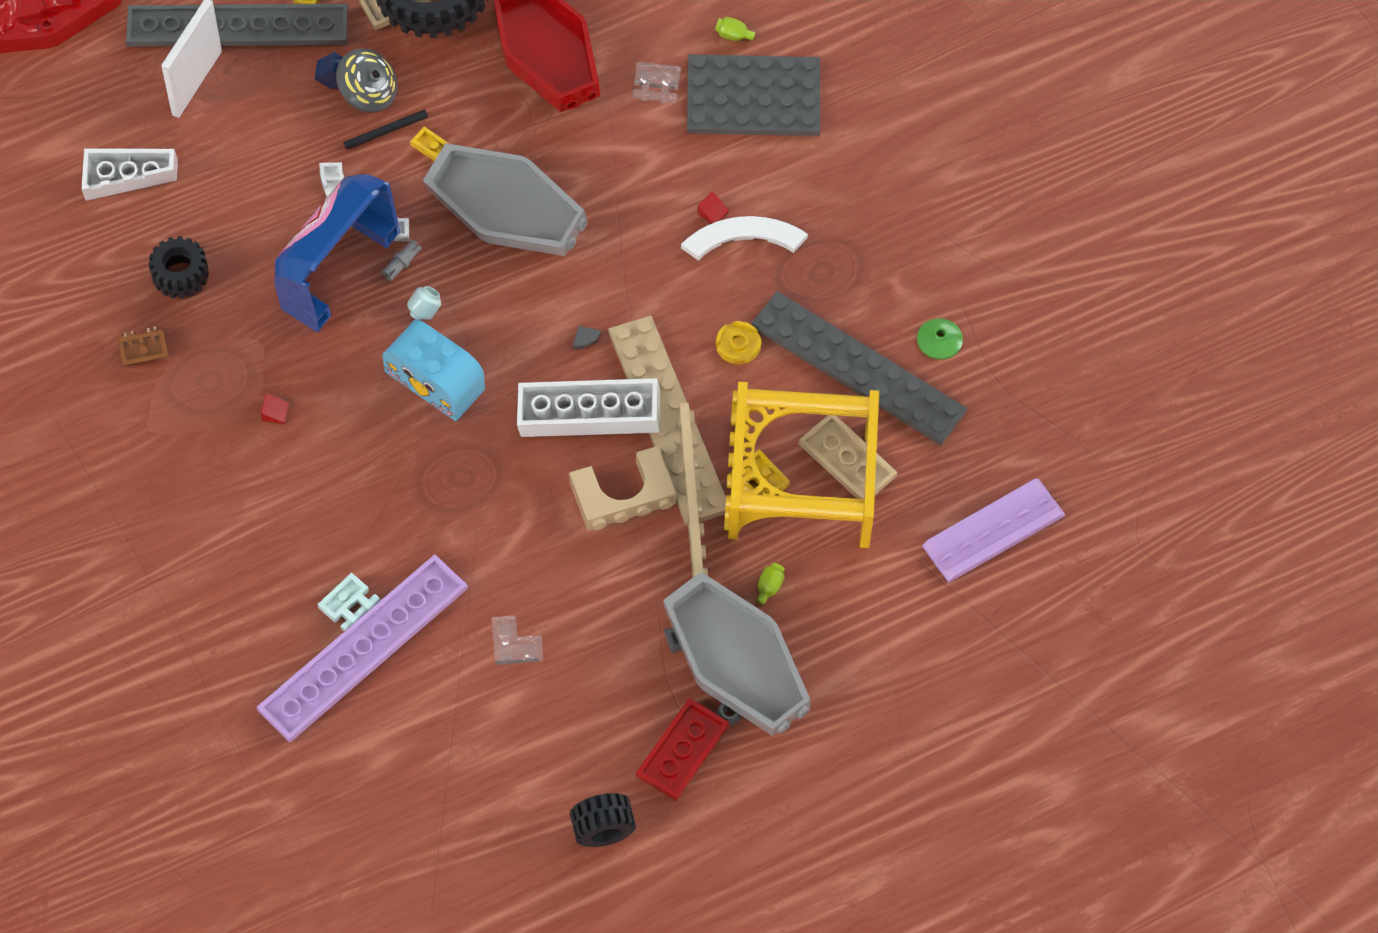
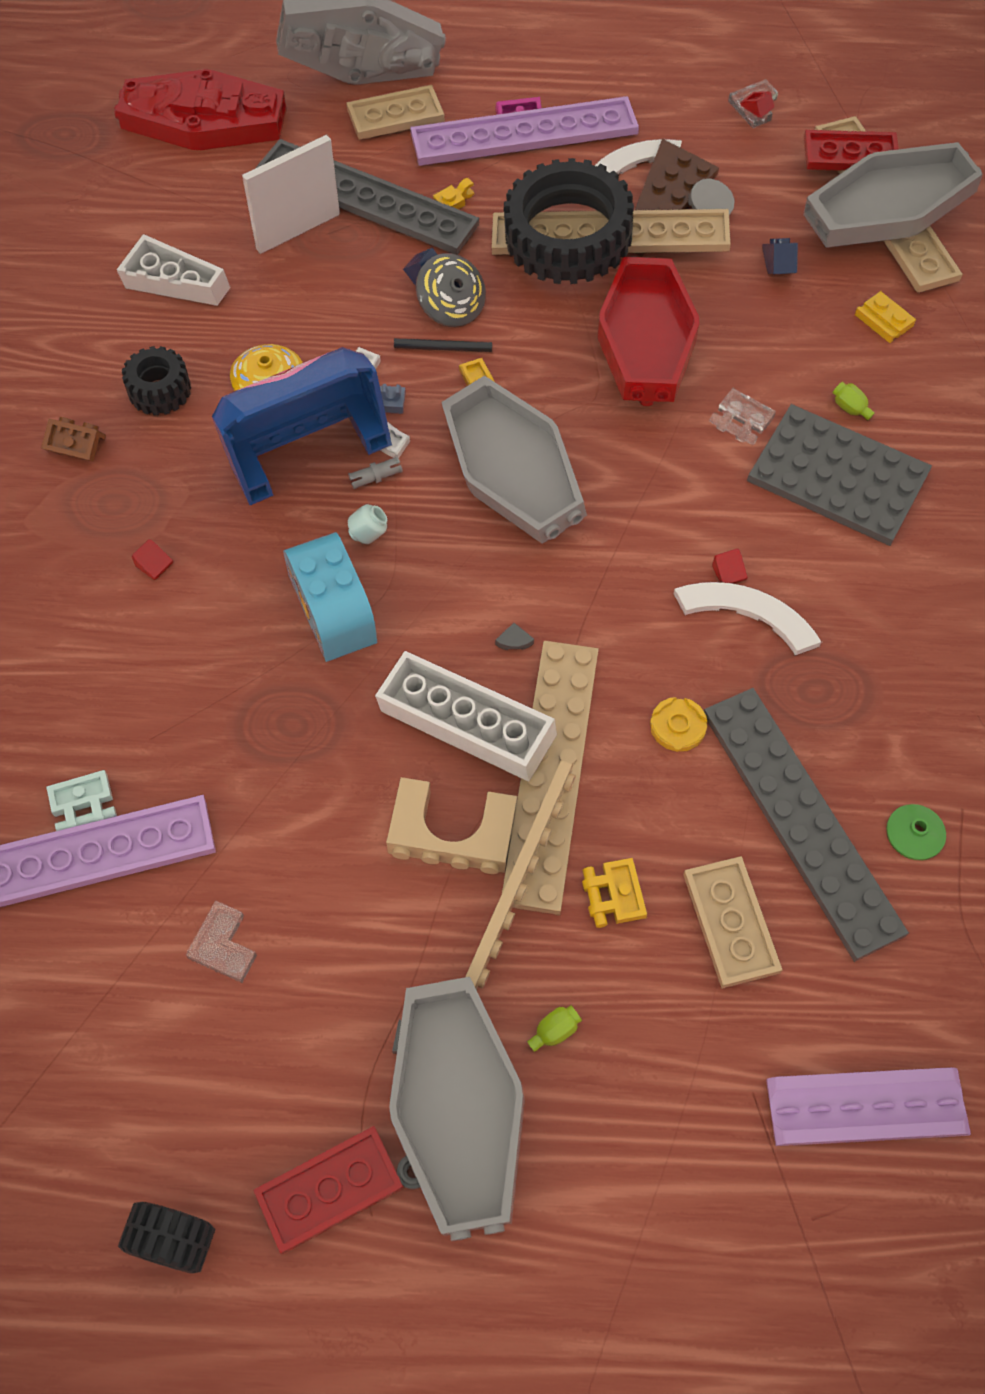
camera: 30 degrees right, 0 degrees up
(262, 229) = (261, 363): none -> yellow dish
(749, 506) = (570, 923): yellow arch -> none

